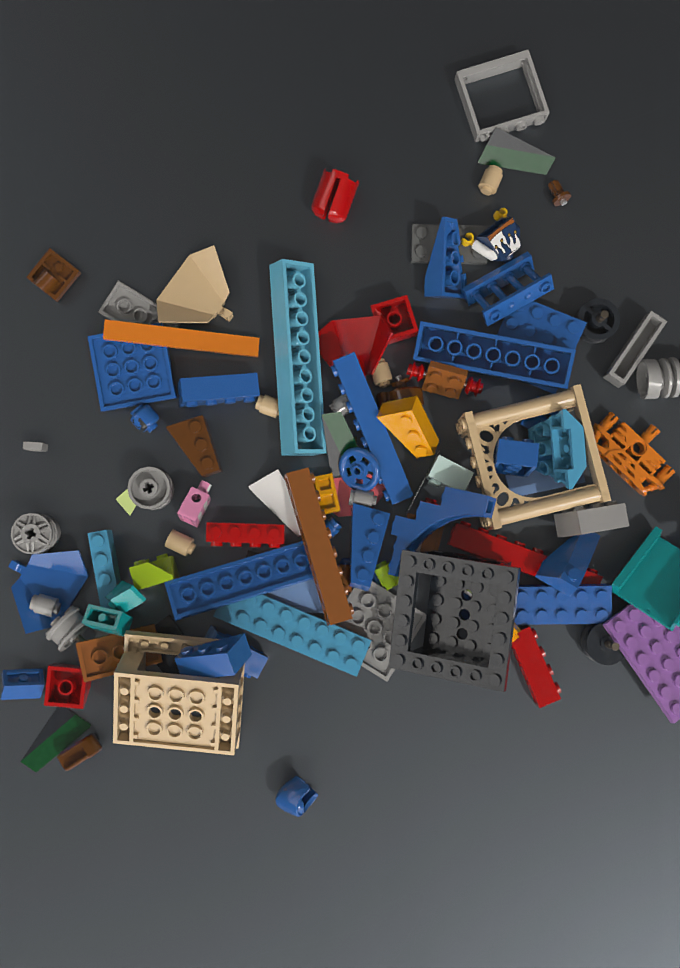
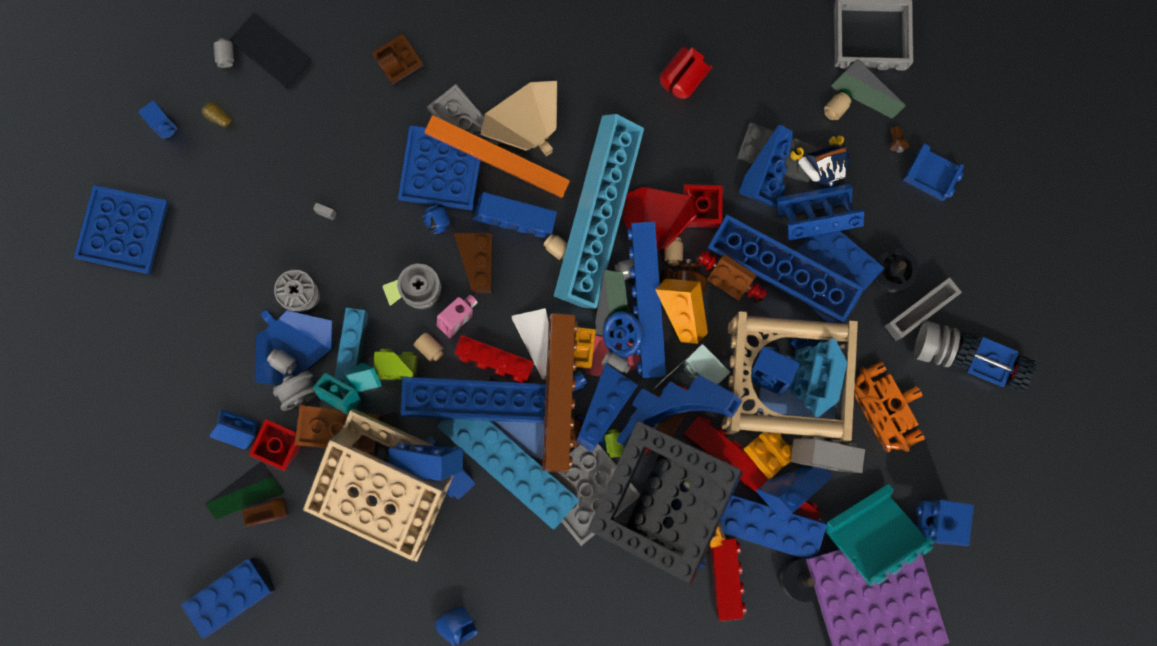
camera: 15 degrees right, 5 degrees down
(72, 843) = (227, 597): none -> blue brick
(535, 536) = (769, 452): none -> light orange plate
(603, 215) = (933, 174): none -> blue panel

